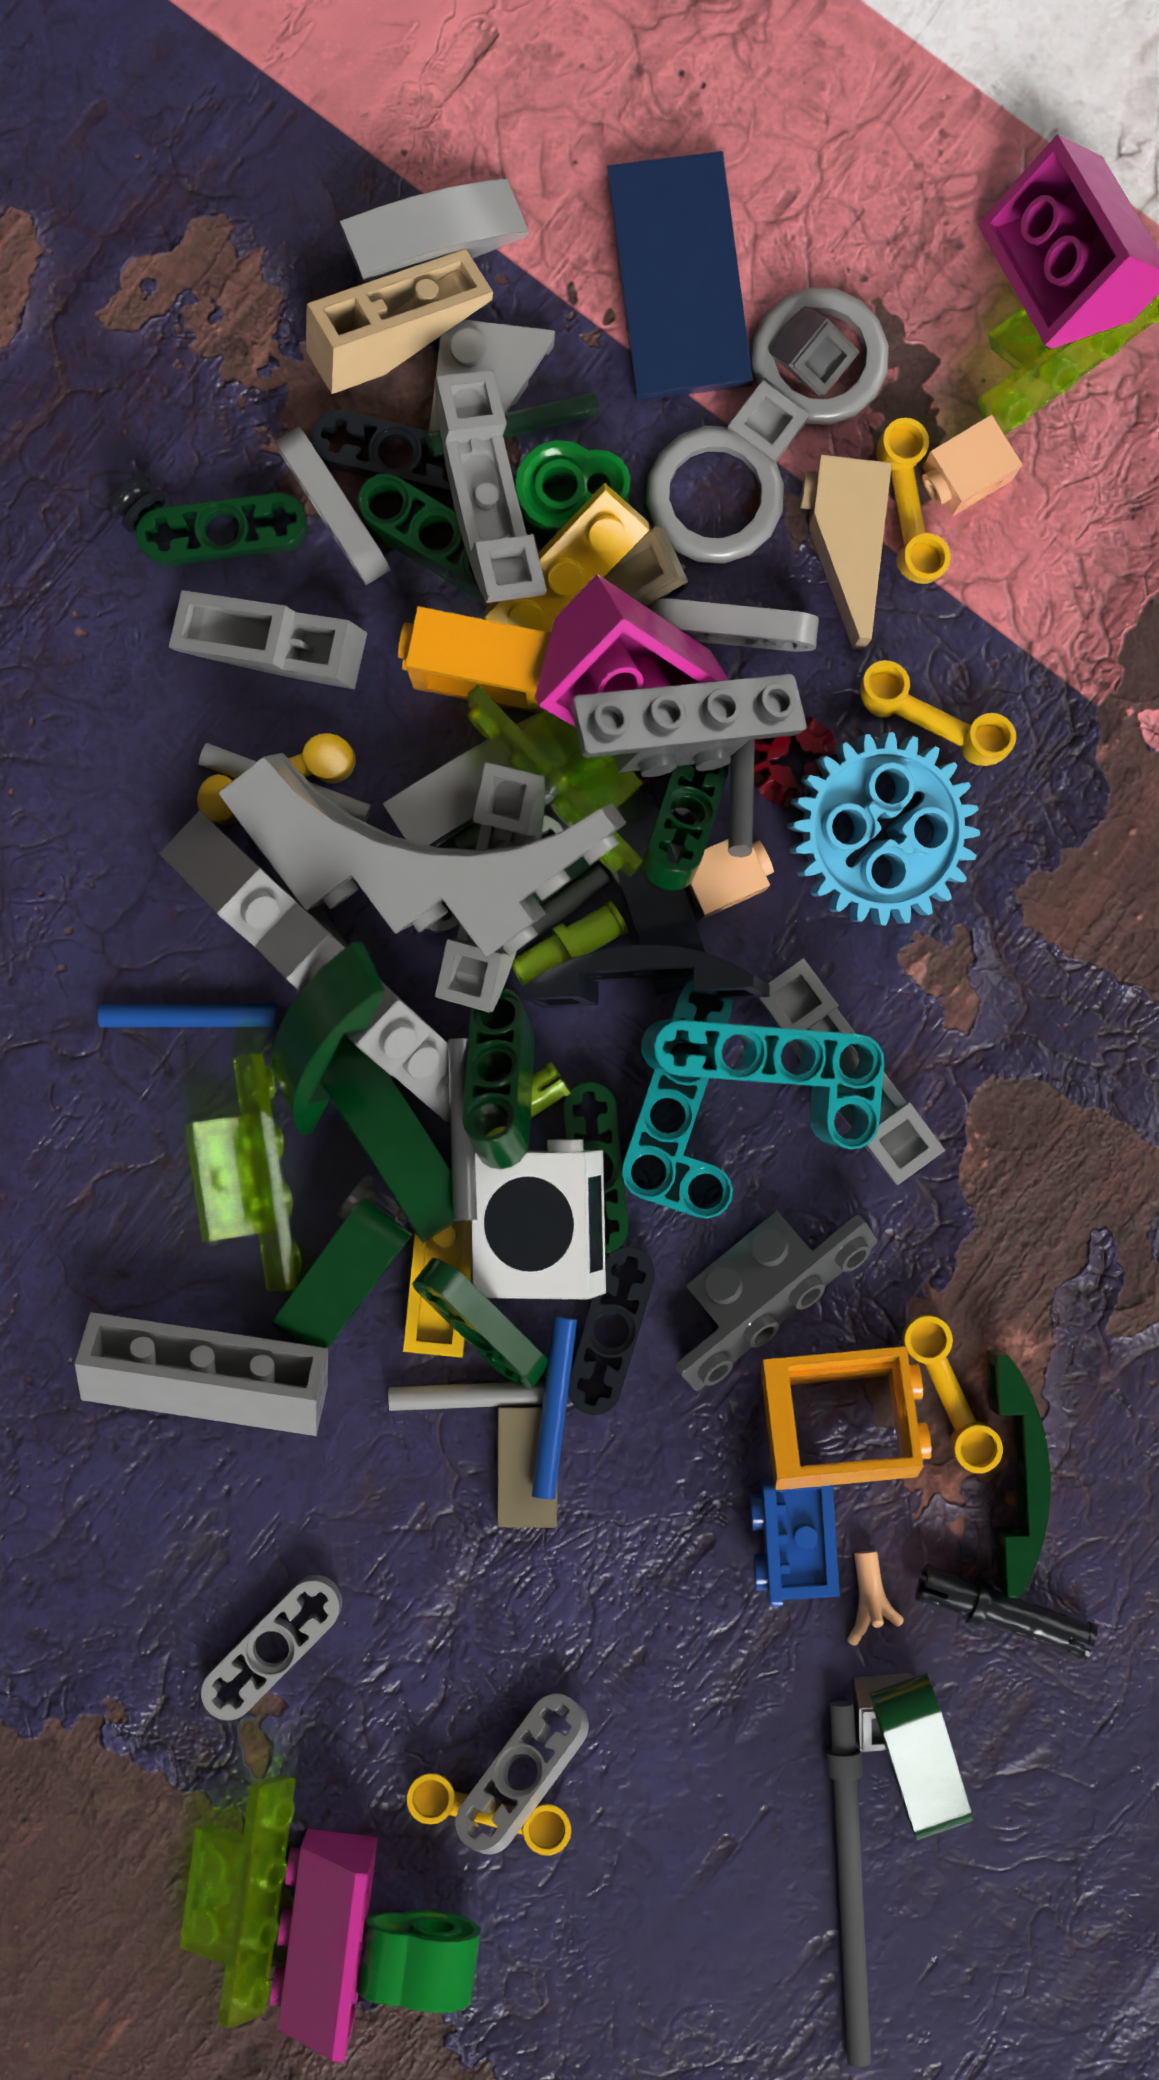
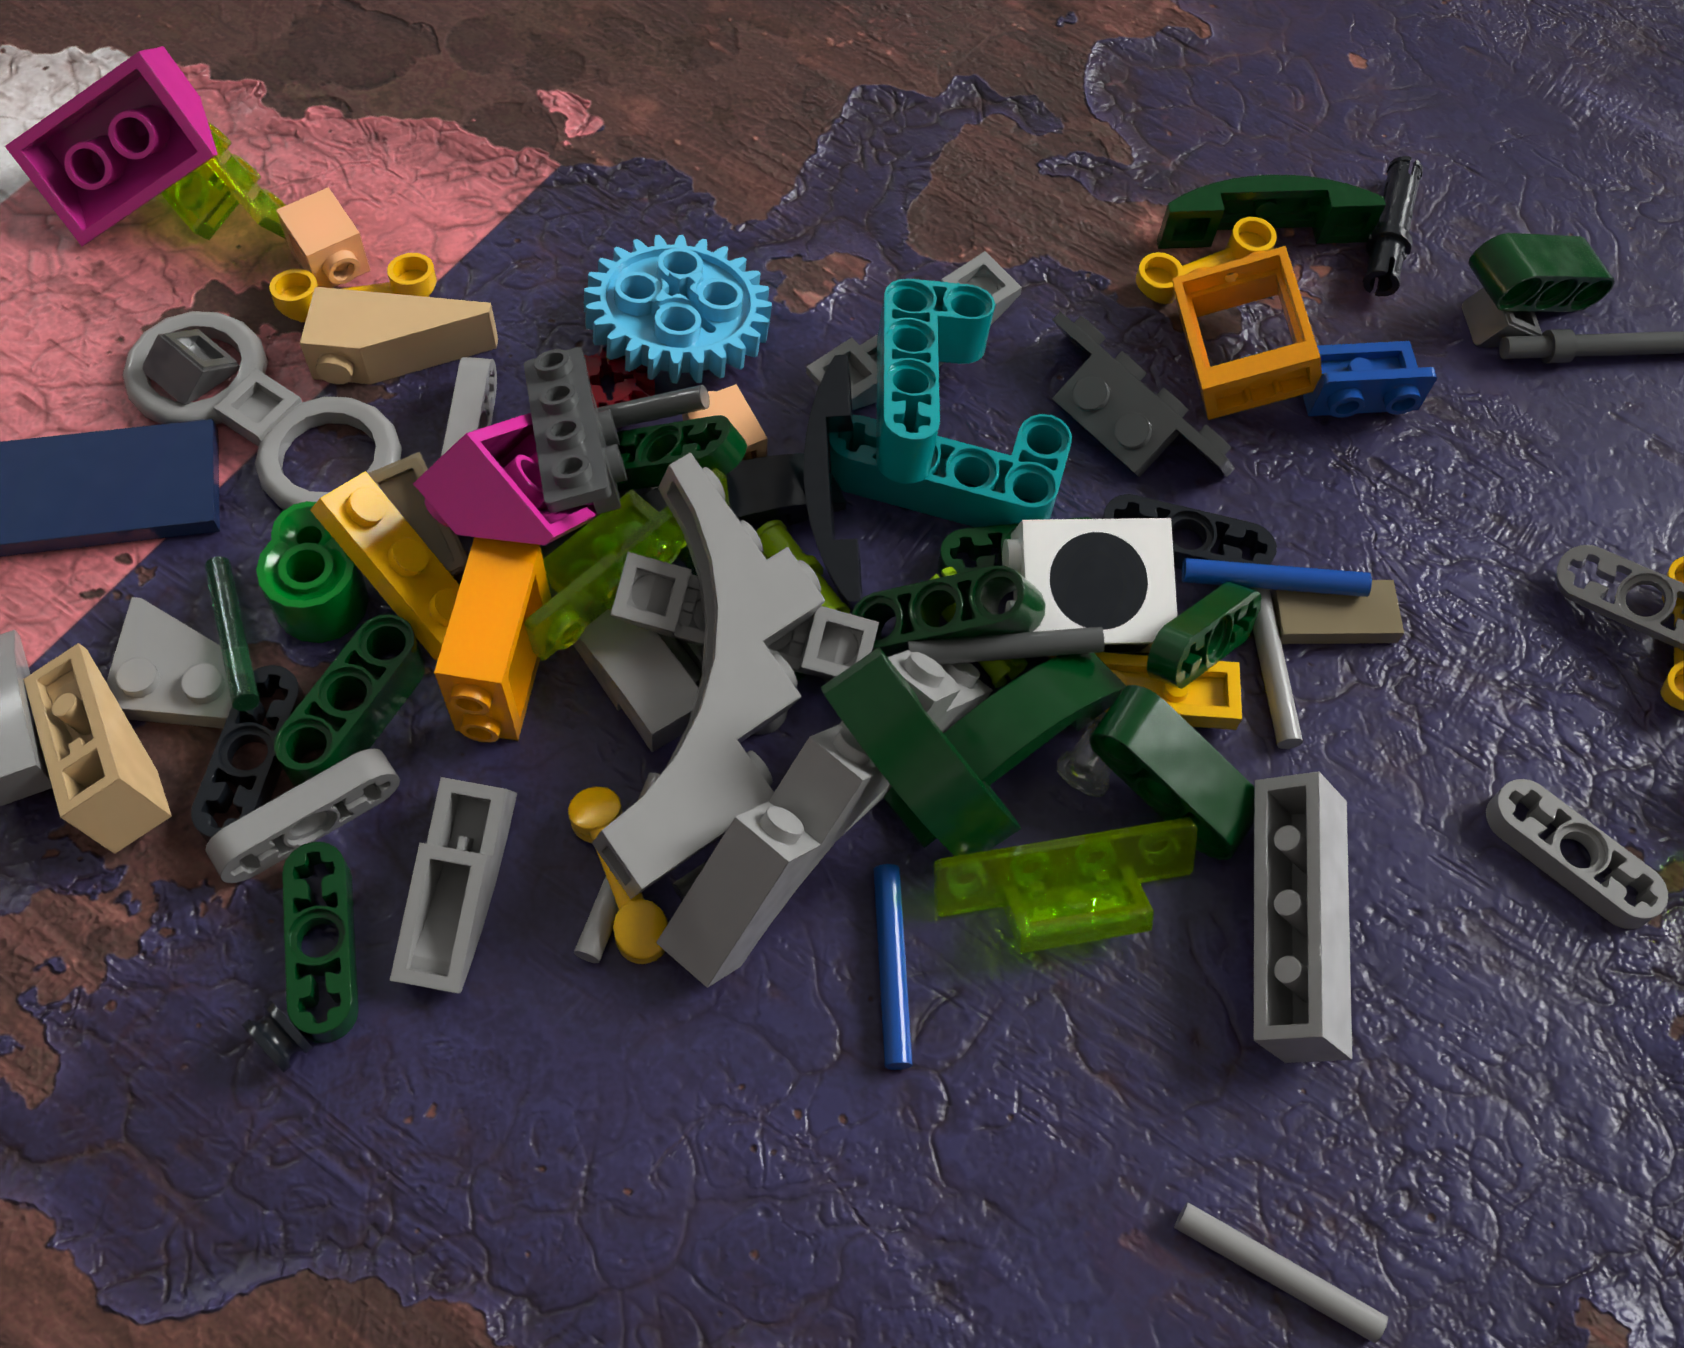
camera: 95 degrees left, 25 degrees down
(484, 488) = (304, 642): light grey slope -> none
(872, 1598) = (1401, 326): light nougat bar -> none
(983, 743) = (594, 237): yellow bar -> none

